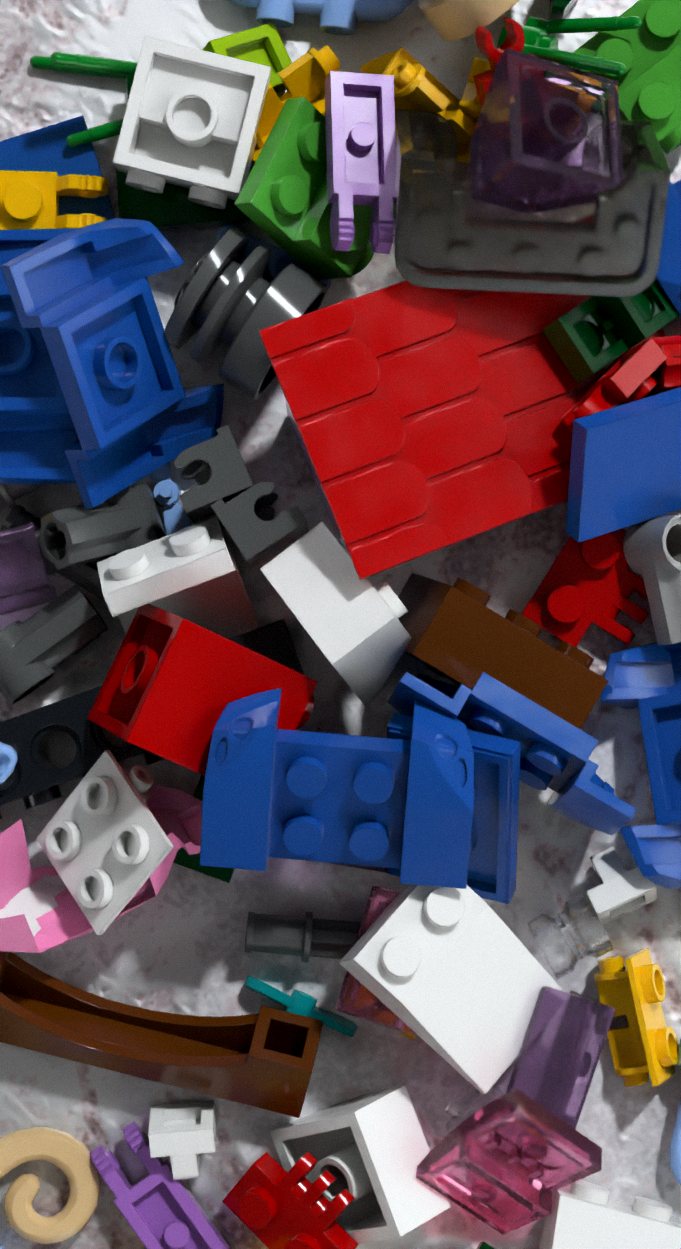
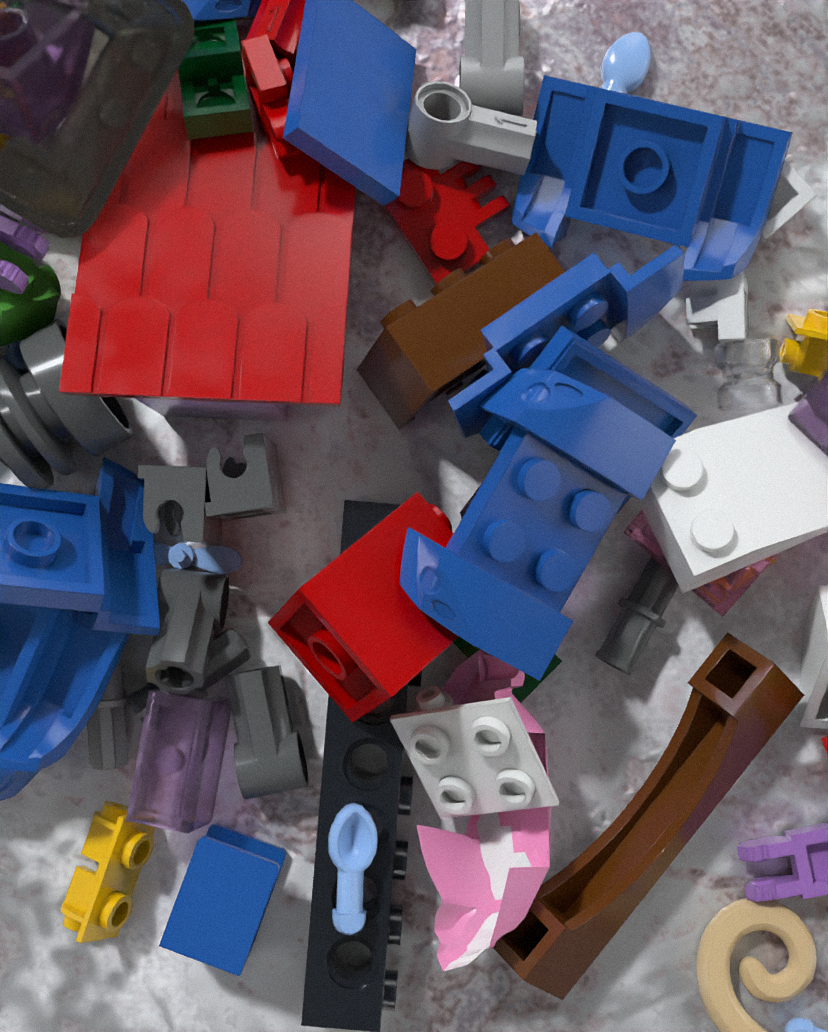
camera: 60 degrees left, 0 degrees up
(182, 574) = (259, 573): white bracket -> none
(183, 1134) = (770, 807): white tile -> none
(302, 1004) = (701, 644): teal piece -> none
(343, 615) = (365, 441): white slope -> none

